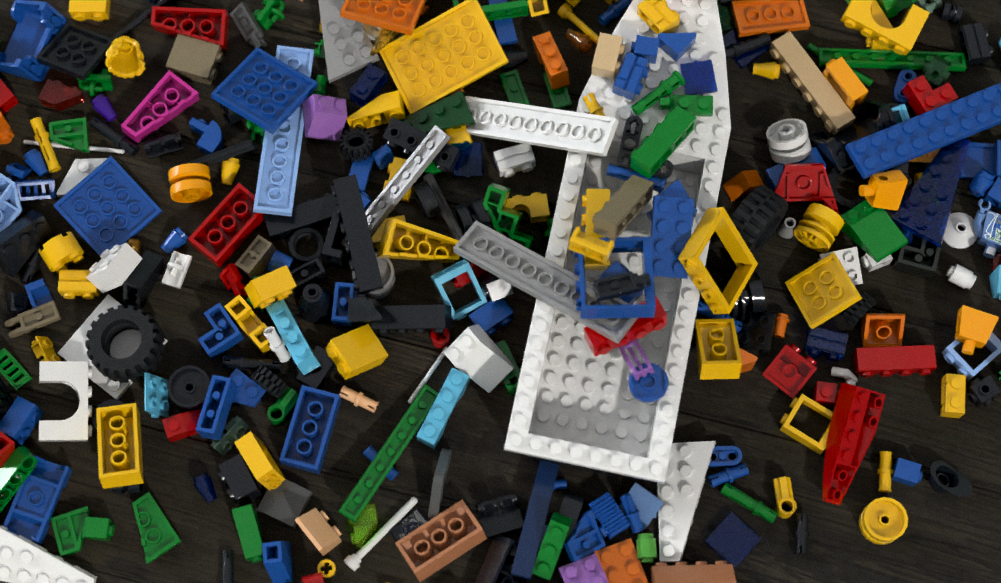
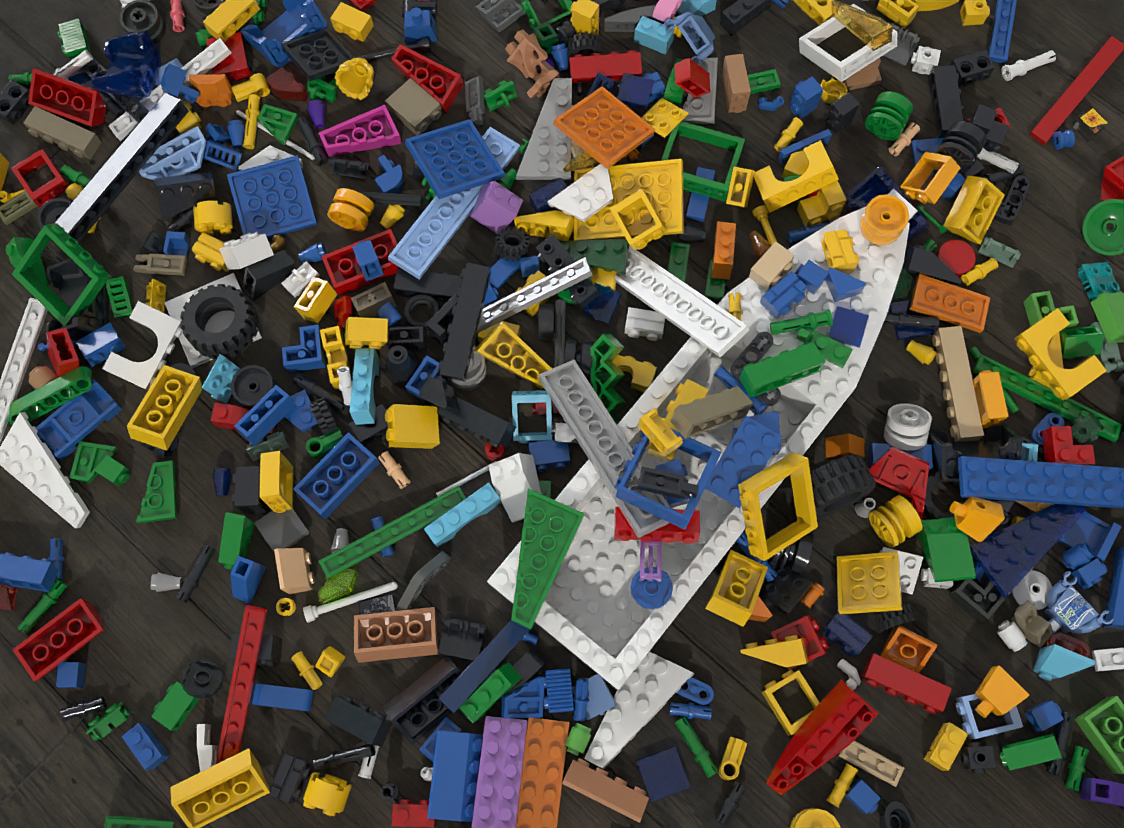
camera: 30 degrees right, 0 degrees up
(29, 109) = (256, 85): none -> yellow piece
(202, 281) = (315, 300): none -> yellow brick
(237, 220) = (367, 260): none -> blue brick
(344, 485) = (340, 540): none -> light grey cone
(402, 68) = (585, 195): none -> white wing
(448, 59) = (629, 205): none -> yellow window
(537, 386) = (544, 545): none -> green wing
(781, 386) = (784, 653): none -> yellow slope
(825, 393) = (821, 681): red brick -> none
(900, 440) = (872, 763): none -> tan tile
(975, 260) = (1033, 626): none -> dark tan brick

